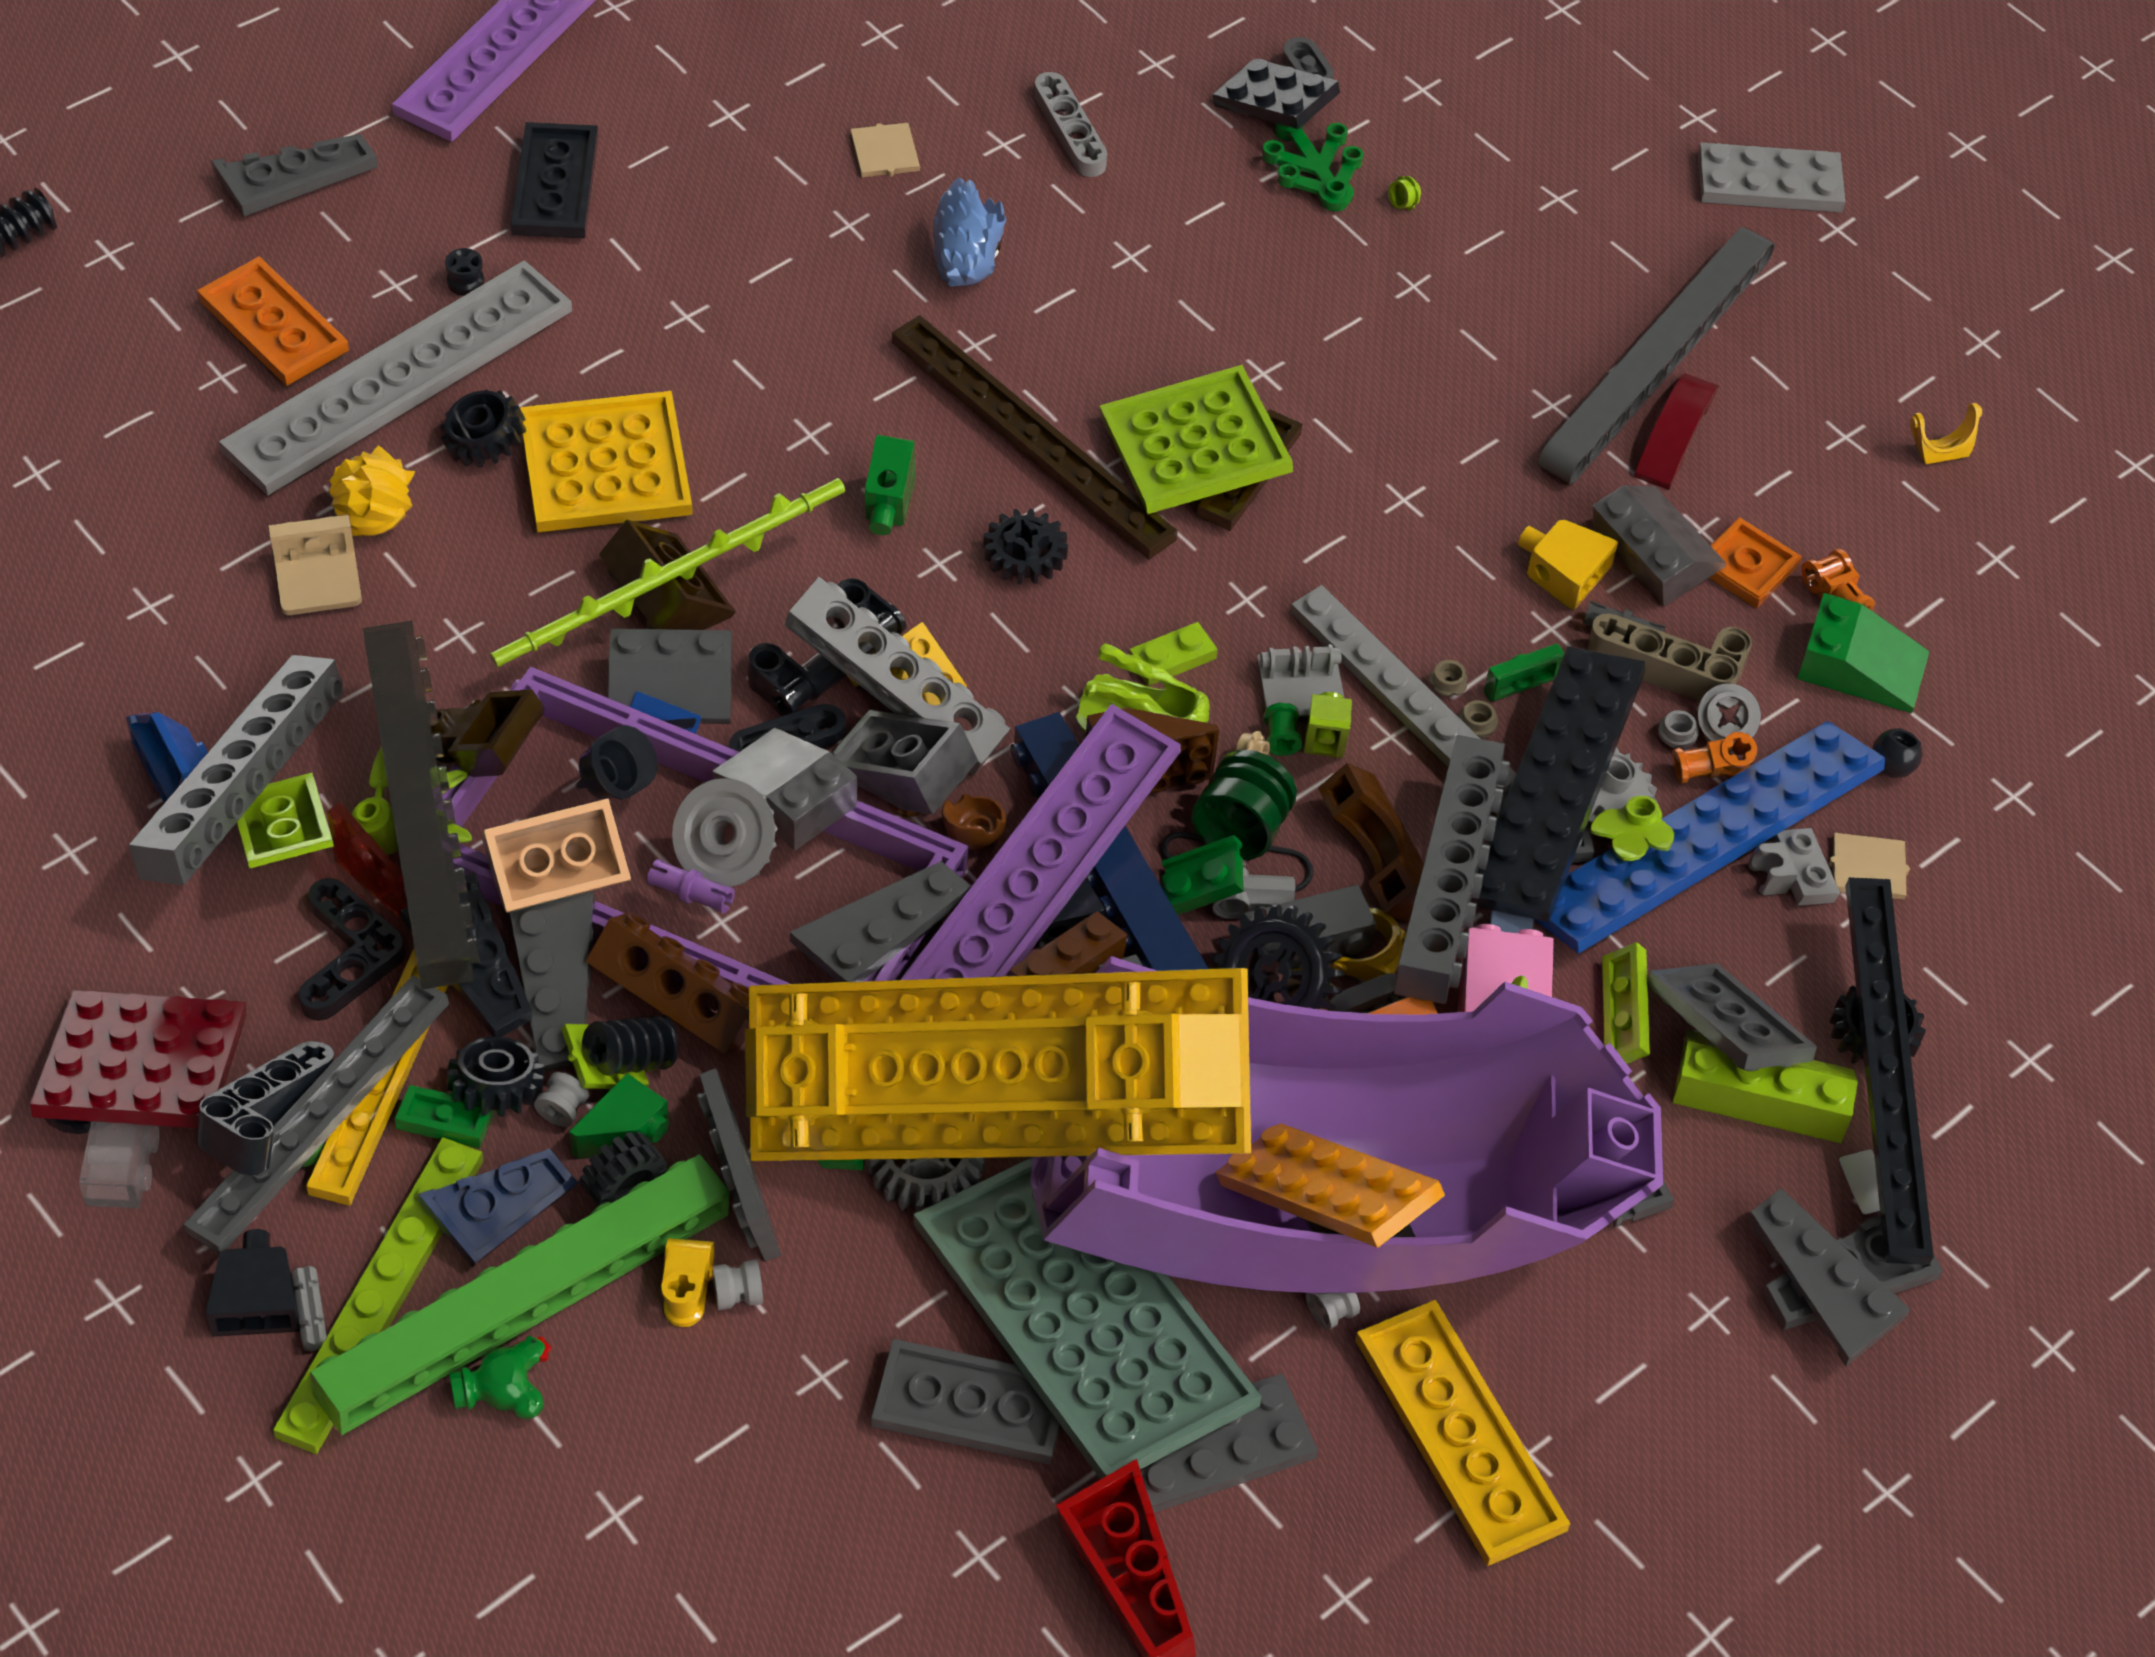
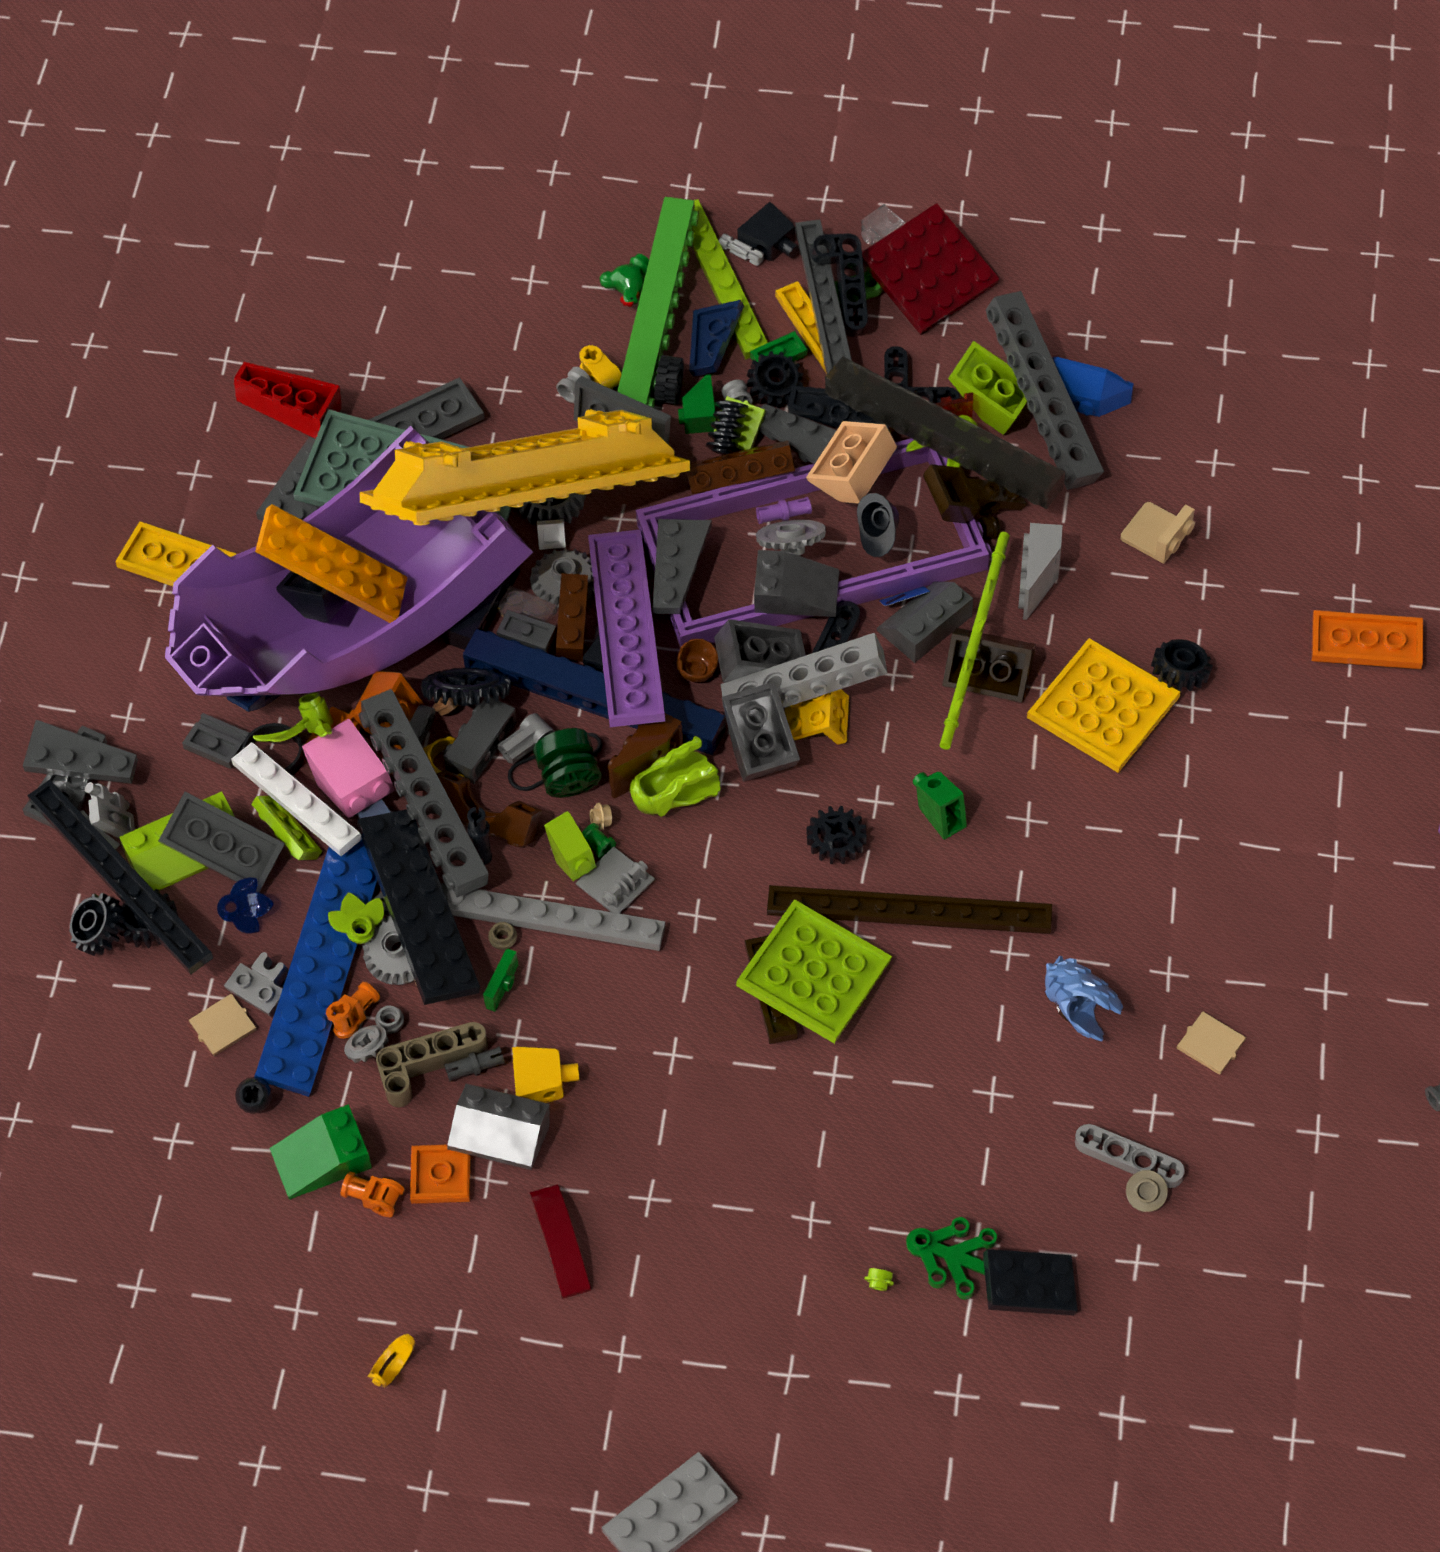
camera: 145 degrees right, 5 degrees up
(371, 492) = (1182, 578): yellow hair -> none
(394, 377) = (1265, 666): light grey plate -> none
(464, 271) = (1322, 746): black wheel -> none
(497, 608) = (1039, 564): none -> light grey slope
(554, 180) = (1350, 849): black plate -> none
(787, 683) = (859, 713): black piece -> none
(1009, 660) = (759, 731): none -> flat silver slope
(1089, 88) = (1146, 1191): none -> dark tan piece
(1177, 651) = (699, 845): lime plate -> none
(1204, 875) = (554, 717): green plate -> none
(1306, 56) = (1041, 1333): dark grey plate -> none
(1426, 780) = (479, 830): none -> black pin
(1449, 678) = (537, 941): dark tan plate -> none
(1592, 963) = (296, 799): none -> white plate
(1655, 356) = (615, 1287): dark grey beam -> none
(1748, 959) = (248, 904): none -> clear blue plate
(1834, 1164) = (109, 810): none -> light grey plate
(1949, 1051) = (96, 924): none -> black gear

